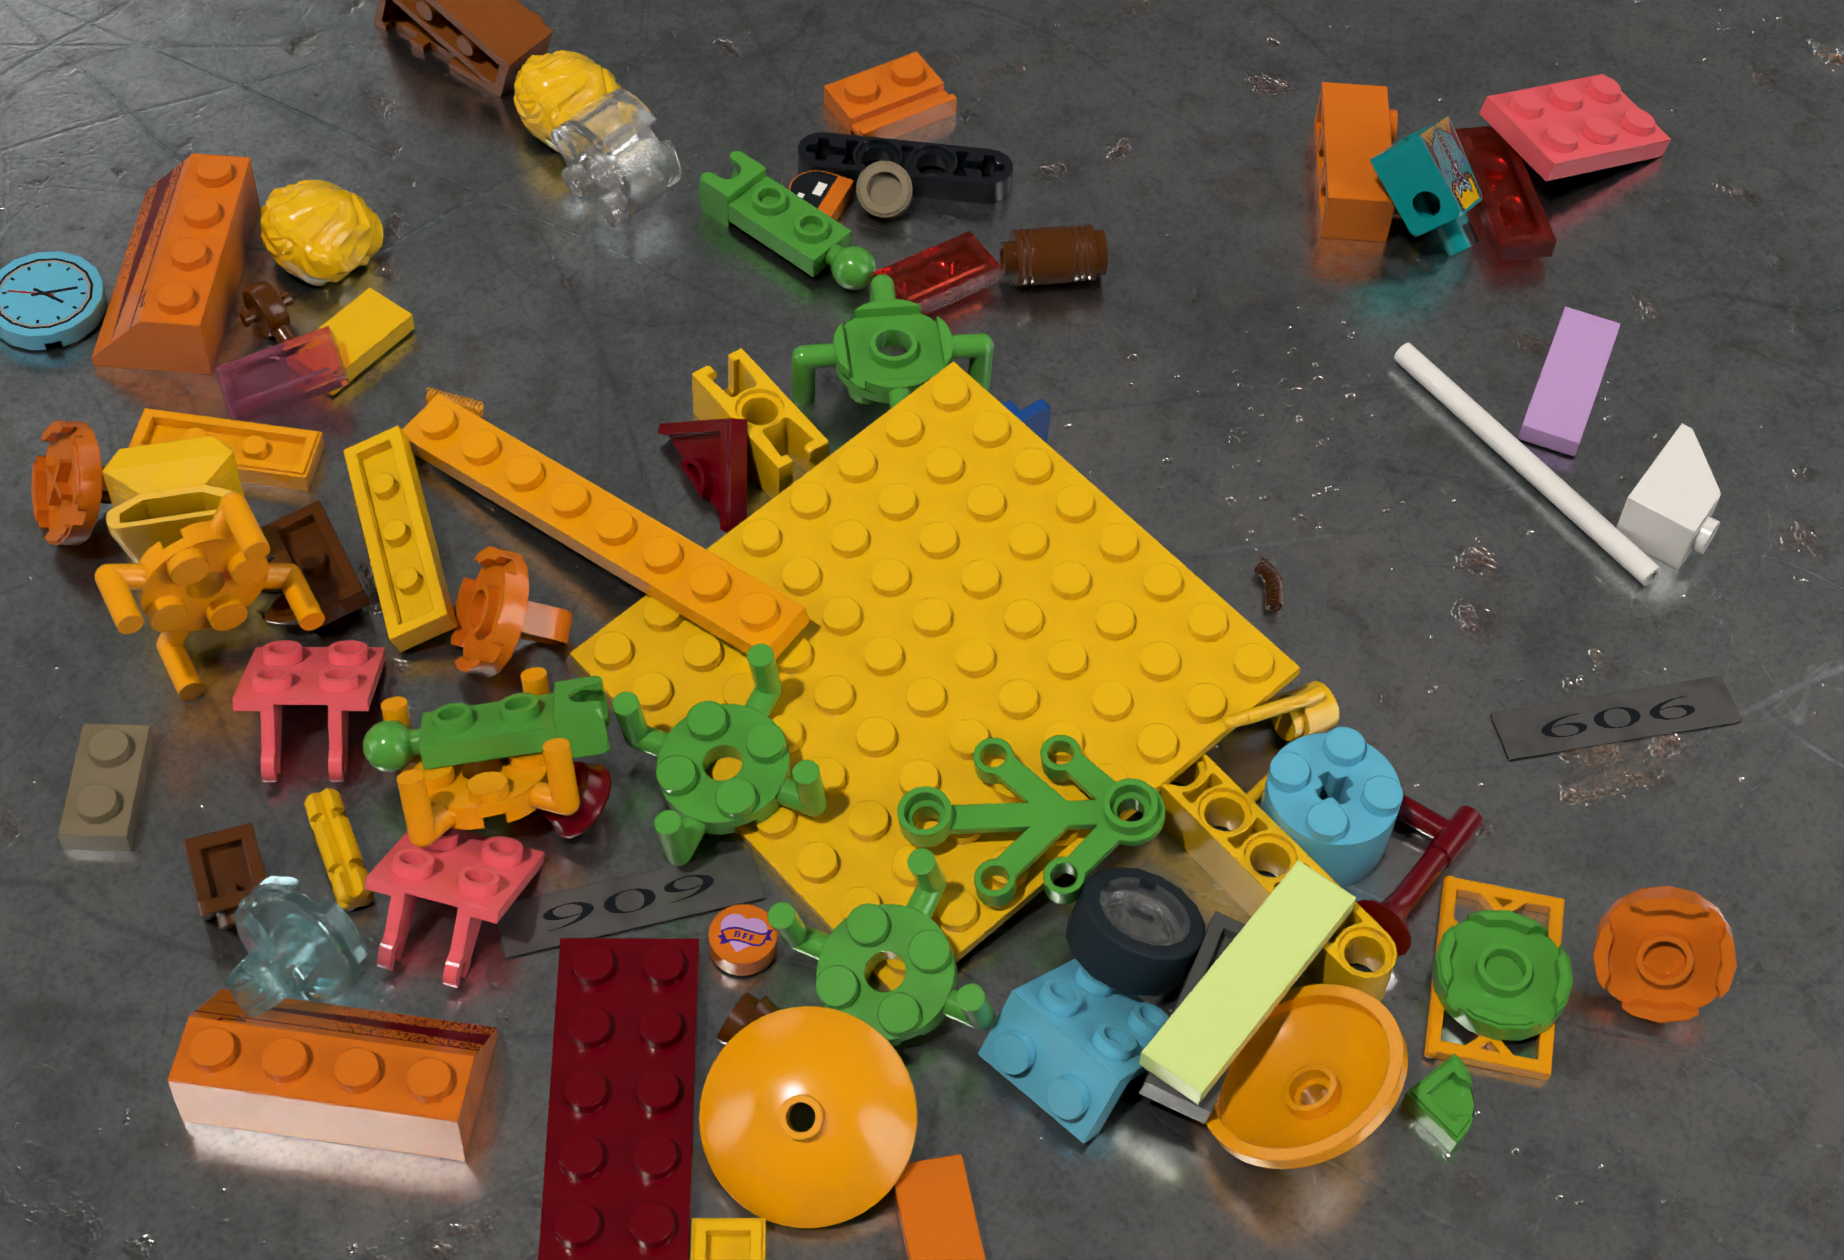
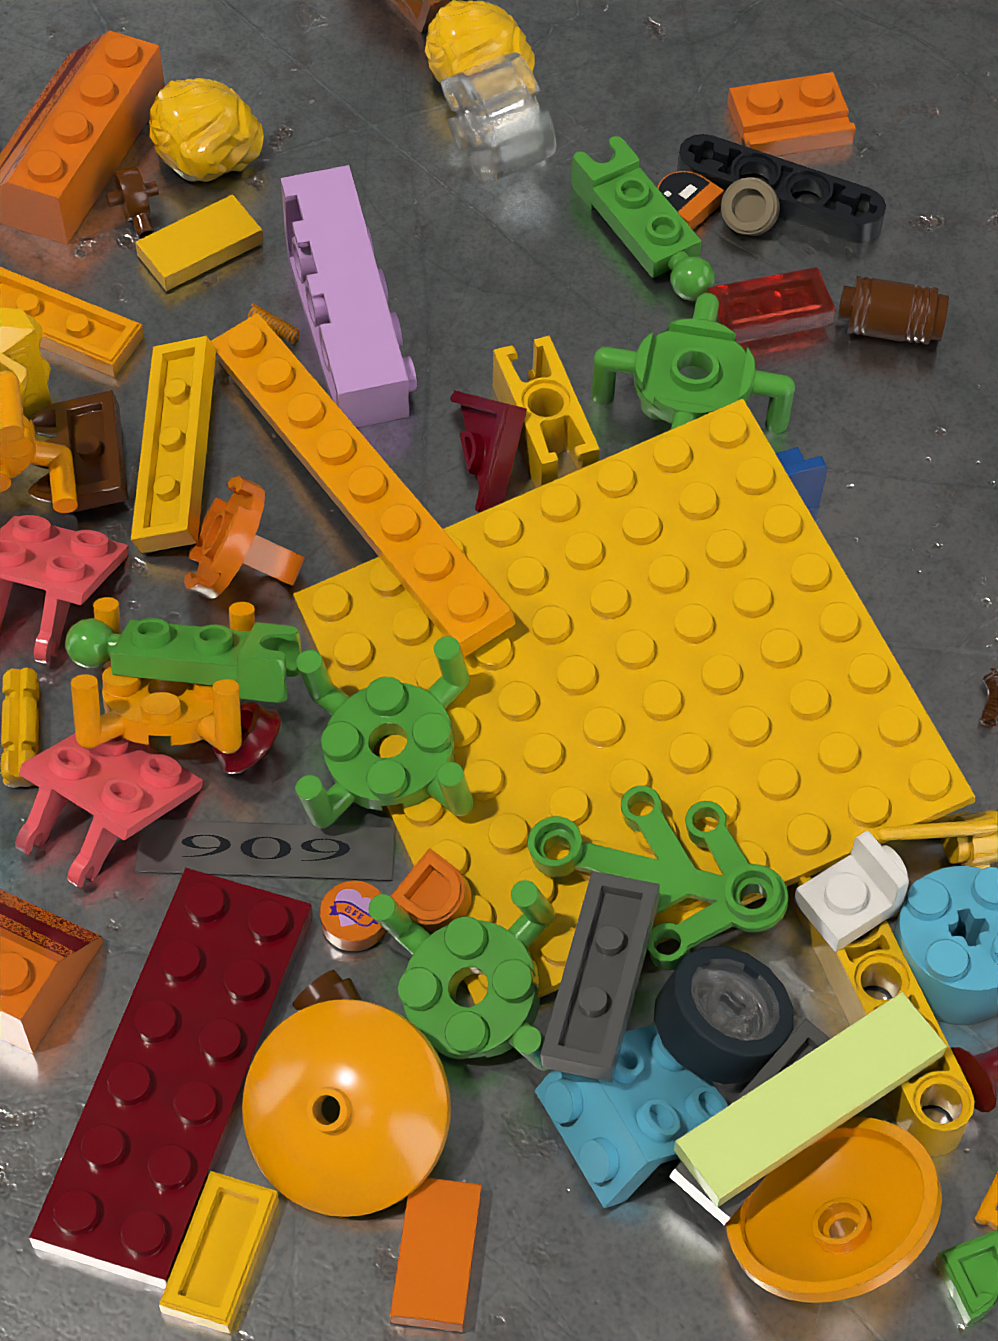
camera: 20 degrees right, 5 degrees up
(282, 375) = (124, 262): clear pink tile -> none
(522, 355) = (345, 297): none -> lavender wedge
(819, 893) = (434, 892): none -> orange tile
(1018, 921) = (601, 976): none -> dark grey plate
(1221, 782) = (855, 892): none -> white bracket

